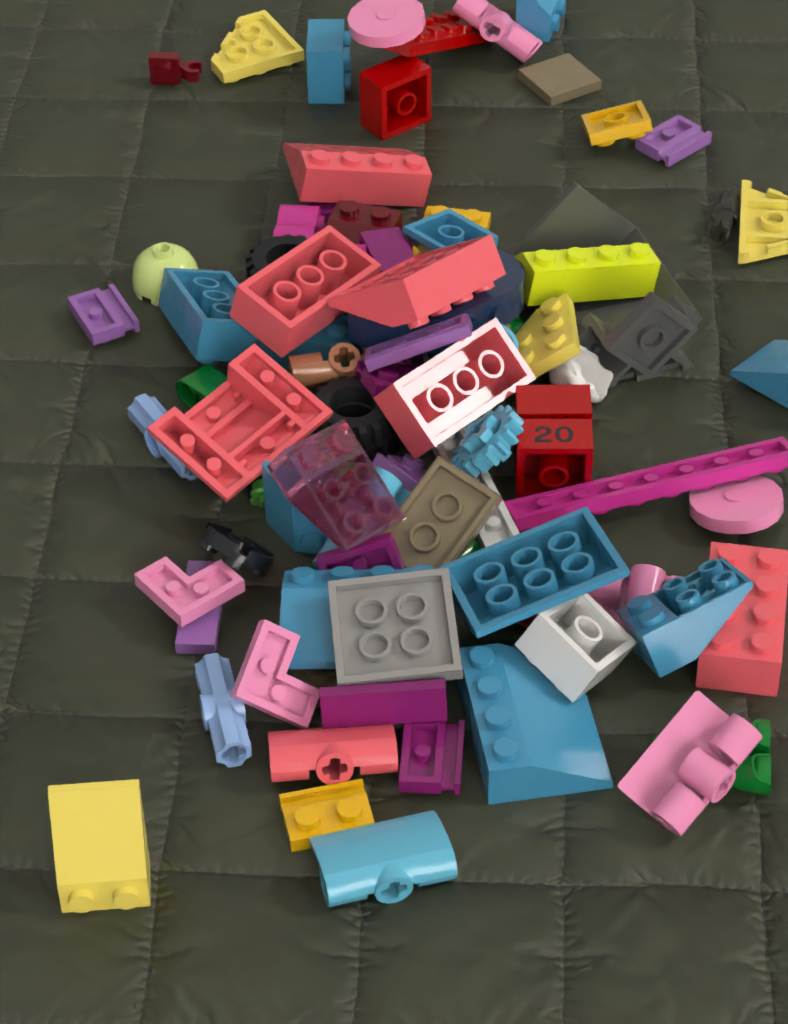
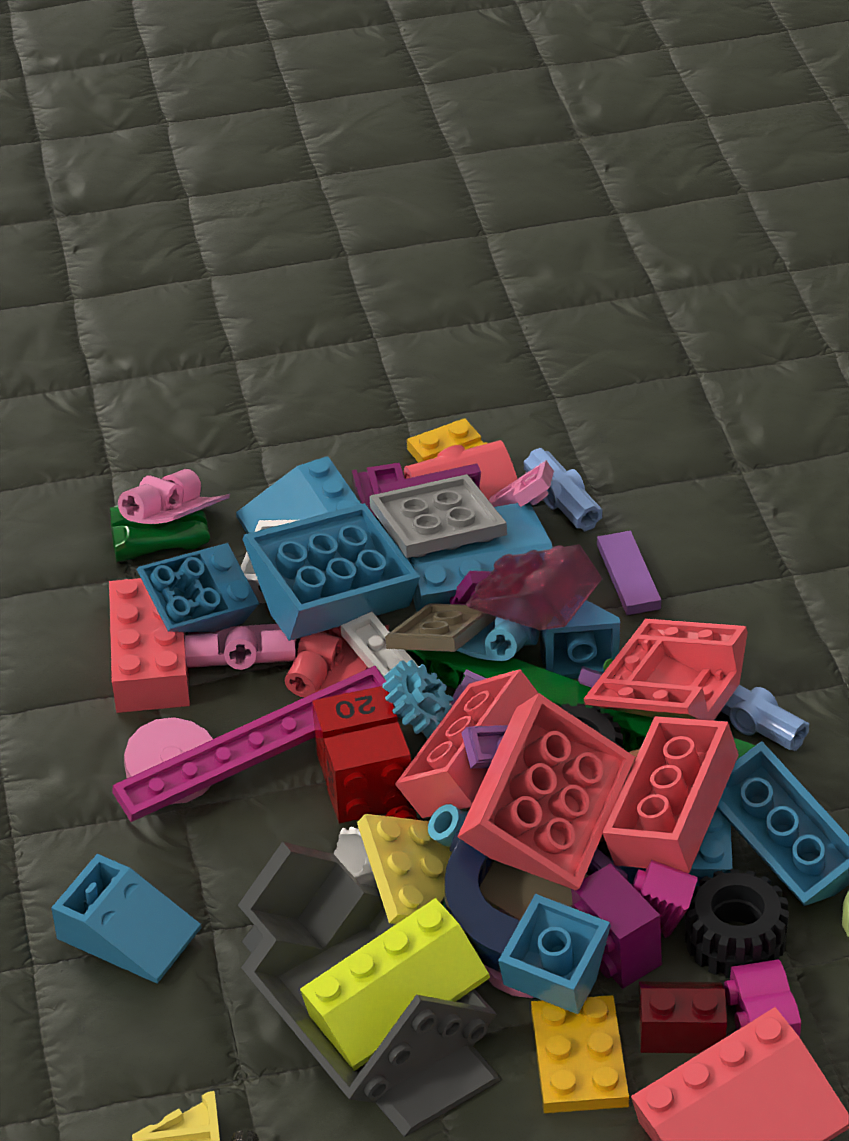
camera: 165 degrees right, 0 degrees up
(100, 846) = (588, 353): light yellow slope -> none
(185, 596) = (640, 549): bright pink plate -> none
(238, 551) = (637, 591): black plate -> none
(384, 859) = (392, 418): medium azure panel -> none

